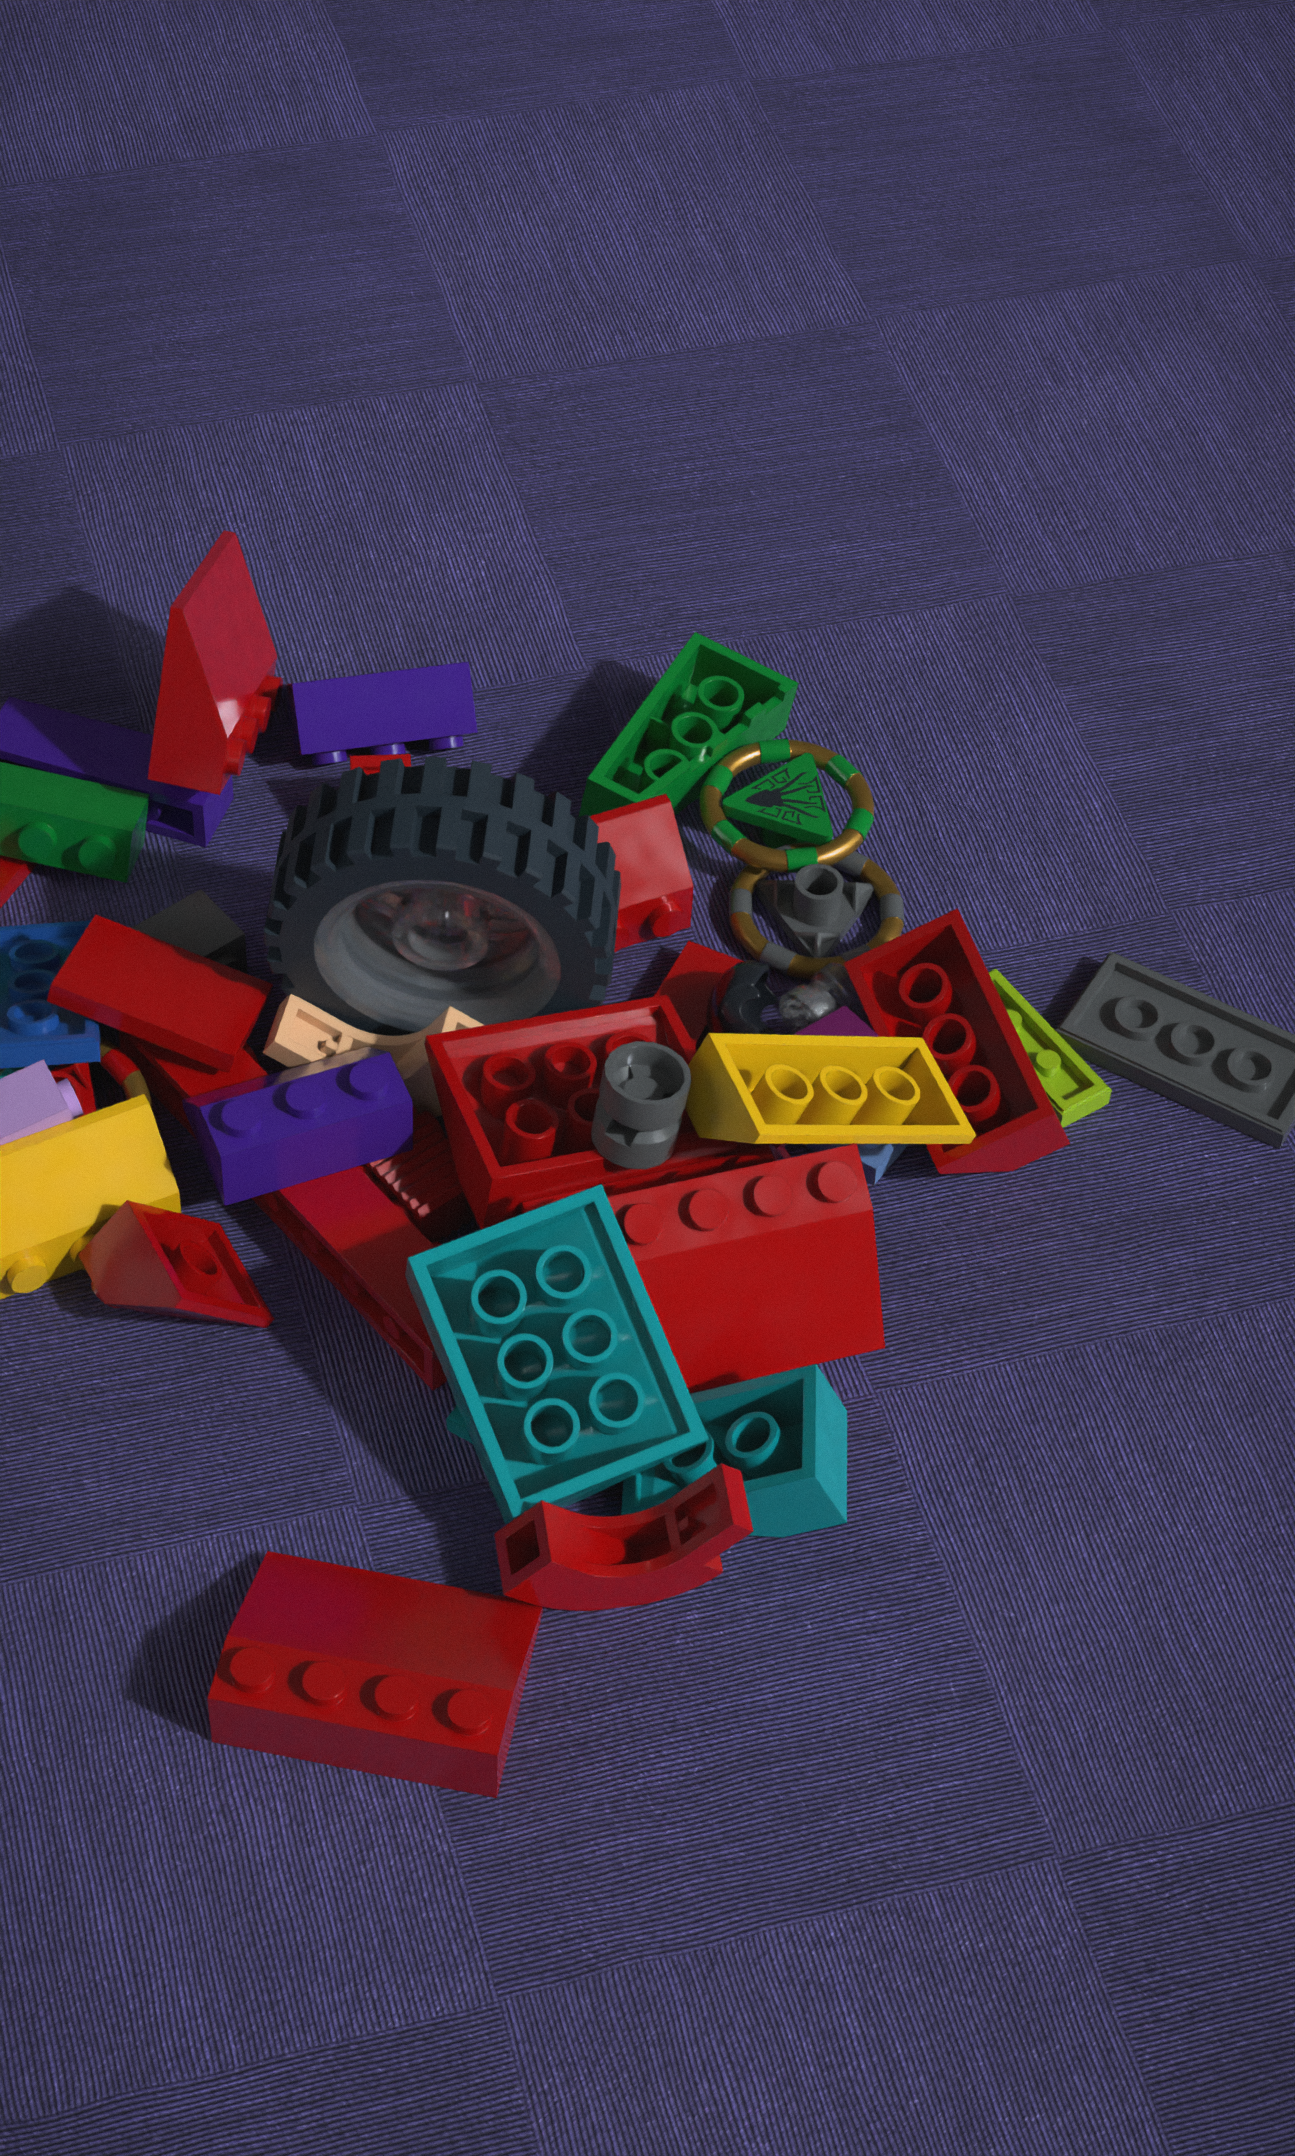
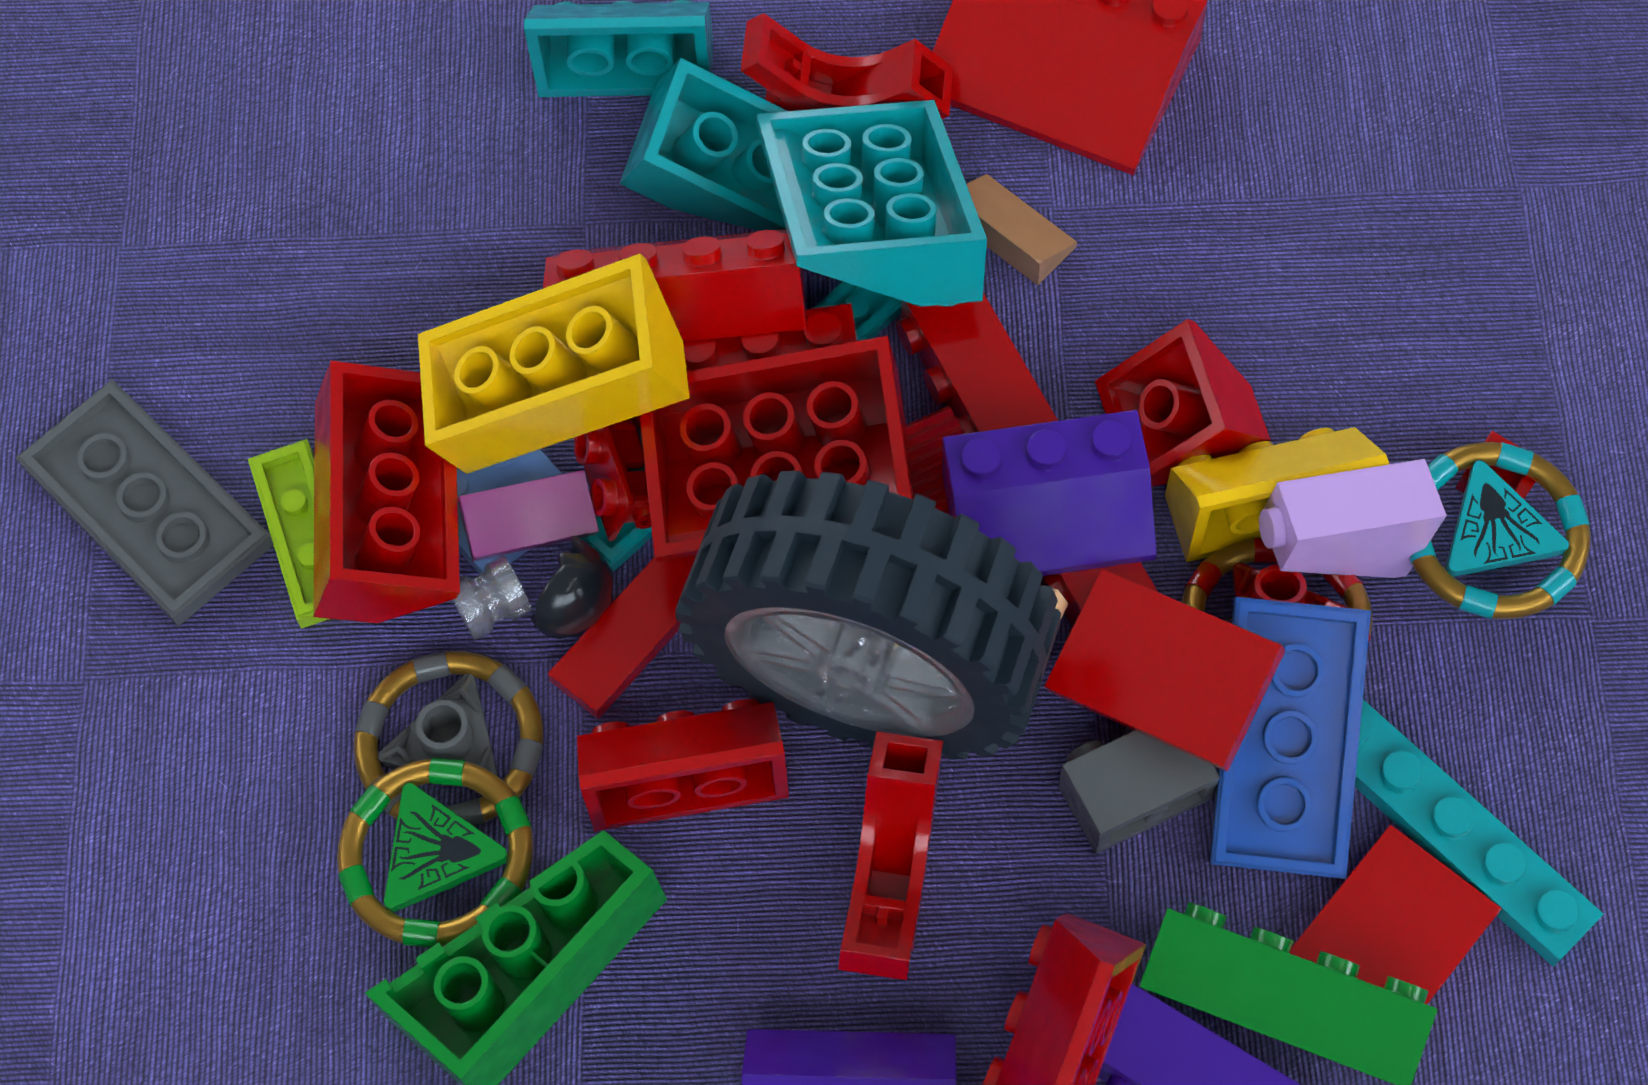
camera: 160 degrees left, 15 degrees up
(398, 1453) = (1018, 231): none -> medium nougat slope
(640, 1105) = (731, 358): dark grey wheel -> none
(902, 1543) = (614, 46): none -> teal slope

